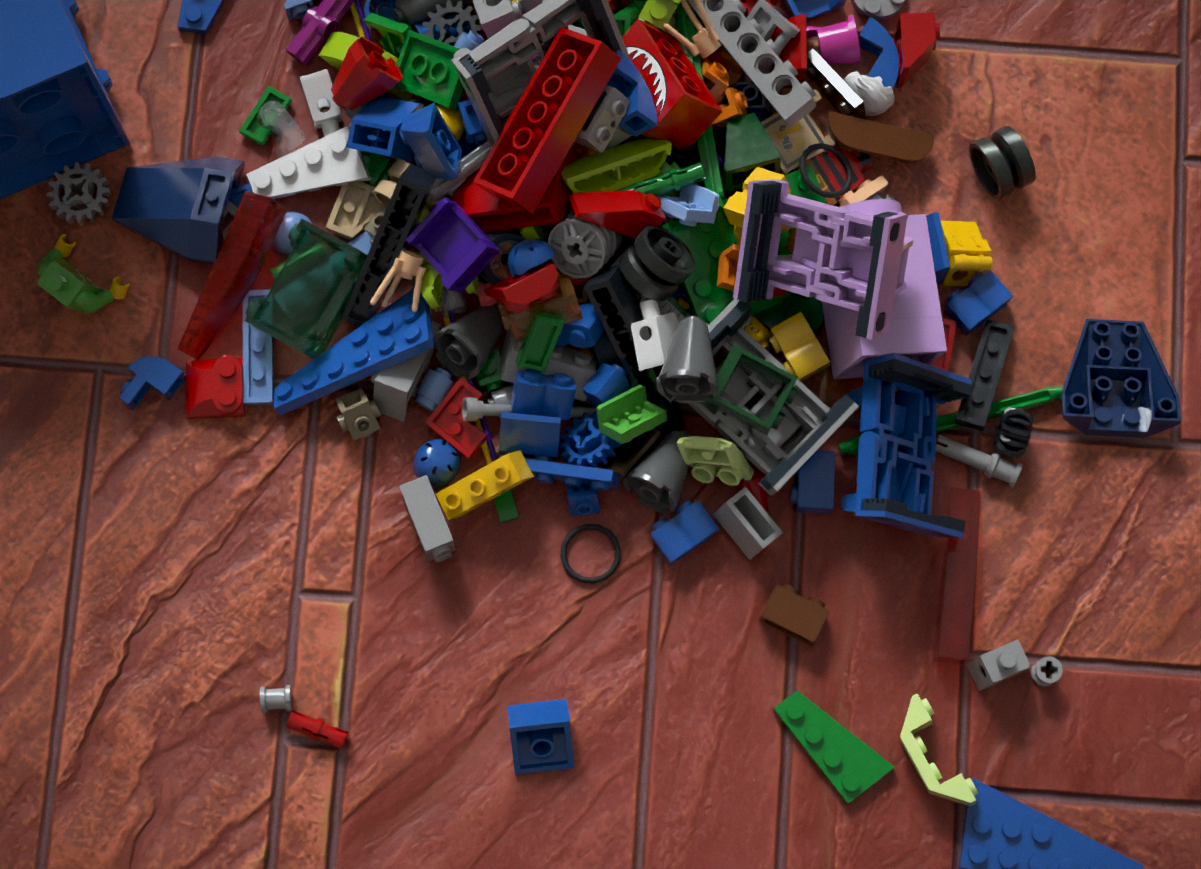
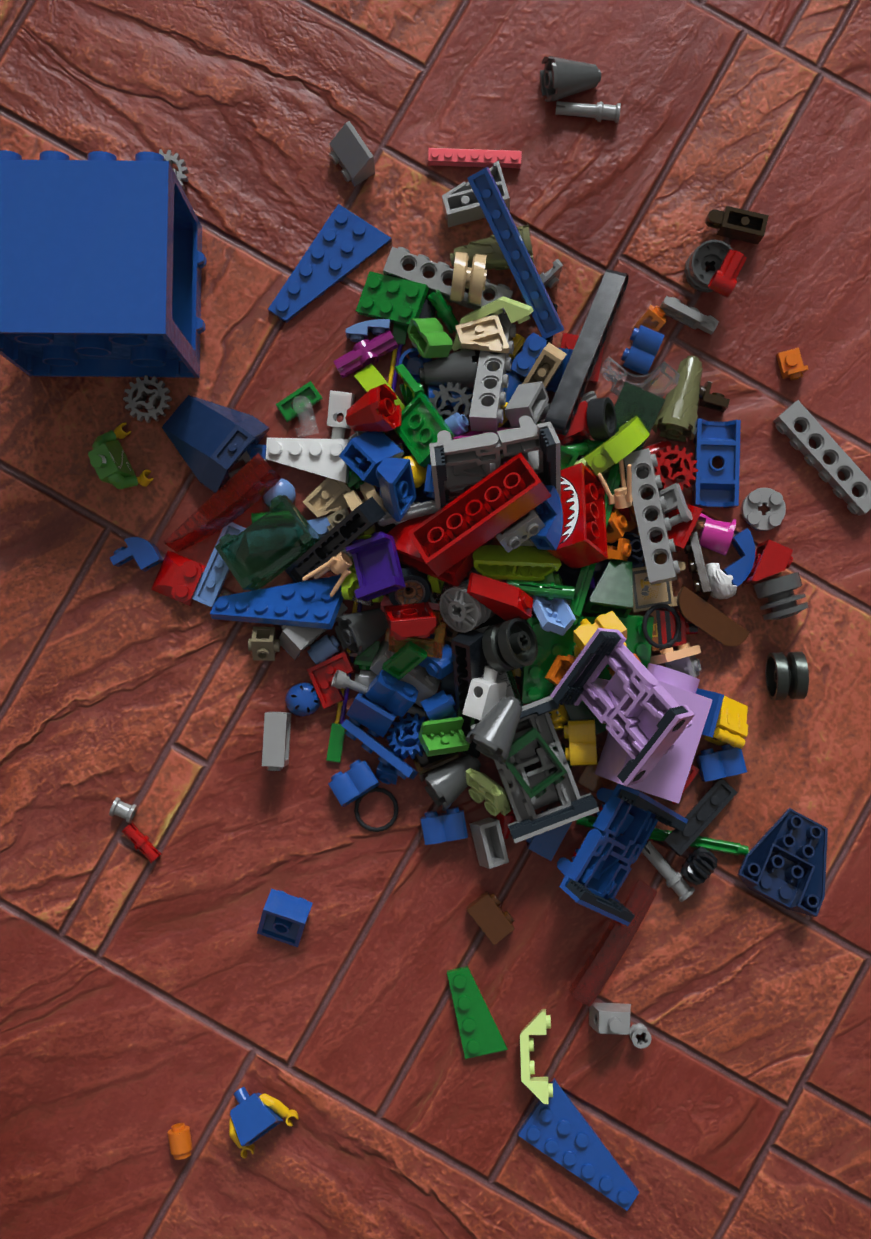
camera: 25 degrees right, 10 degrees up
(484, 485) = (324, 735): yellow brick -> none
(527, 255) = (423, 600): blue helmet -> none
(547, 531) = (353, 783): none -> blue brick
(952, 79) = (781, 596): none -> dark grey wheel

